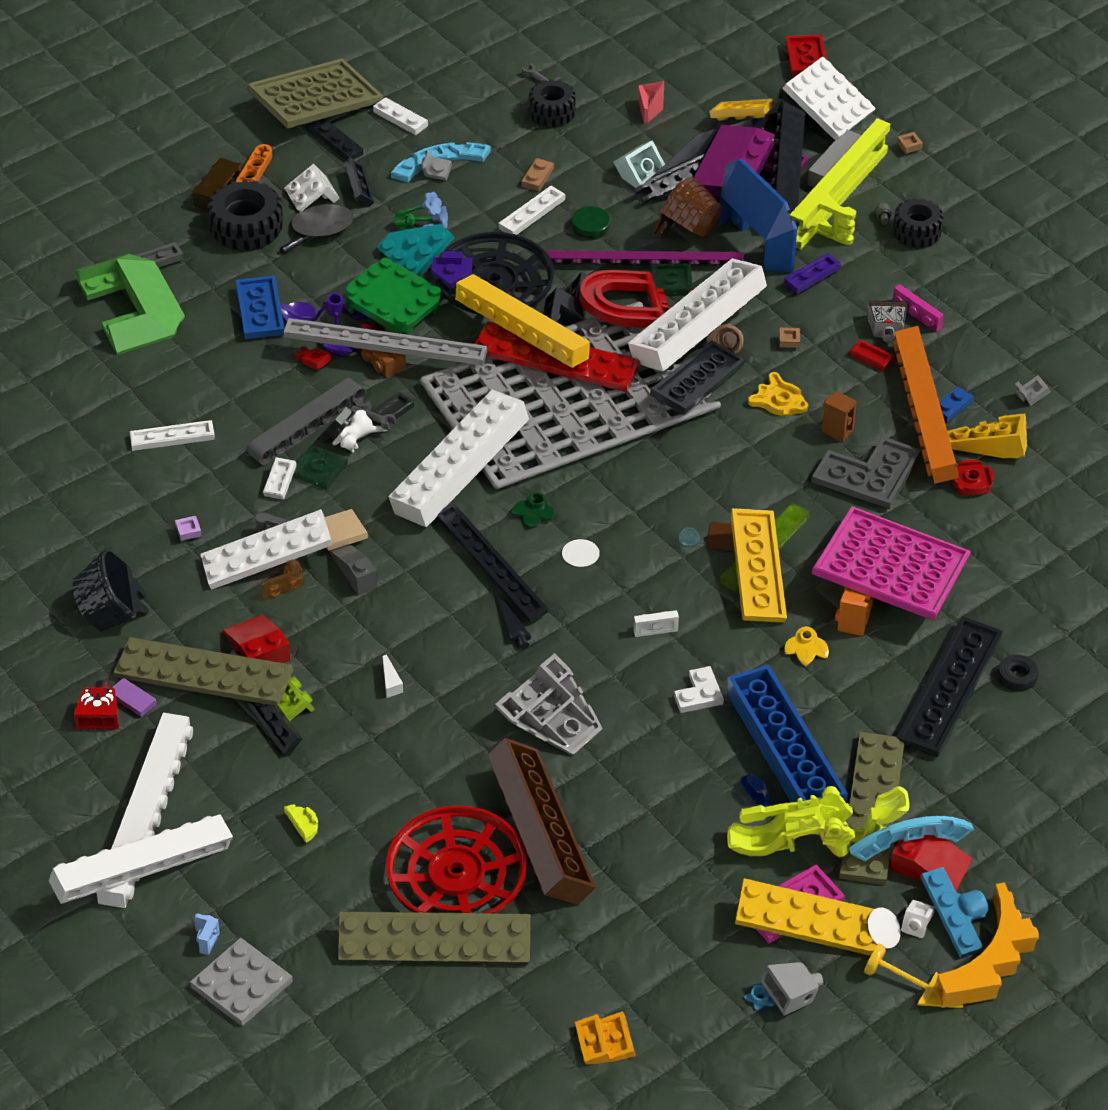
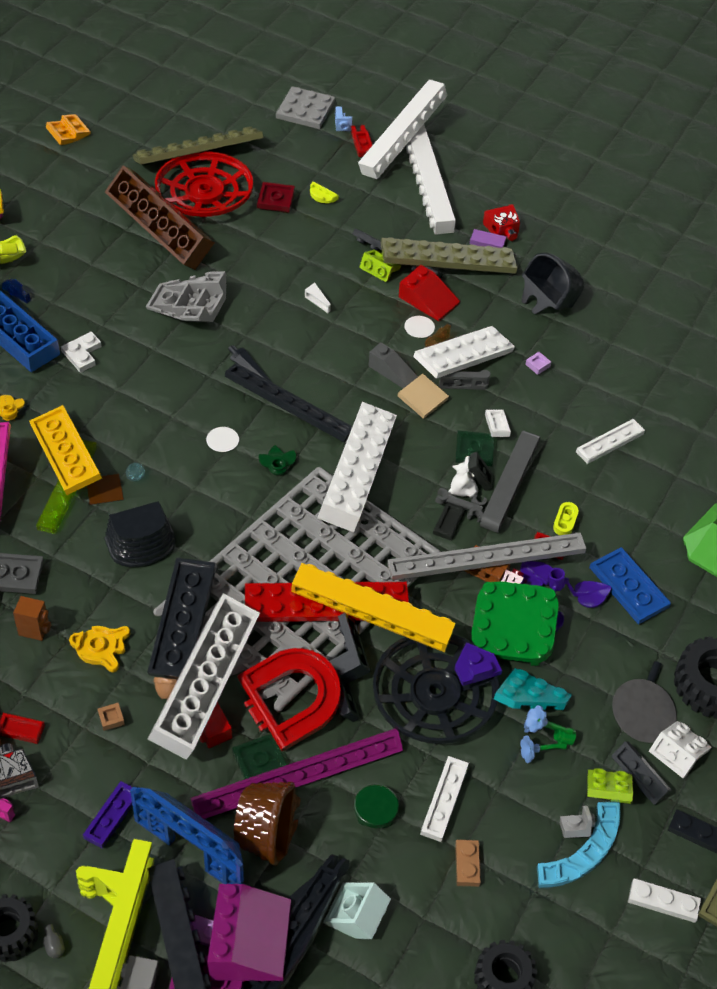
camera: 155 degrees right, 5 degrees up
(198, 889) = (361, 140): none -> red hinge
(277, 374) = (564, 522): none -> neon yellow plate
(289, 616) = (419, 326): none -> white sticker
(366, 832) = (276, 197): none -> dark red plate
(394, 175) = (610, 785): none -> lime plate
(656, 623) = (134, 386): white plate -> none
(708, 465) = (139, 536): none -> black piece

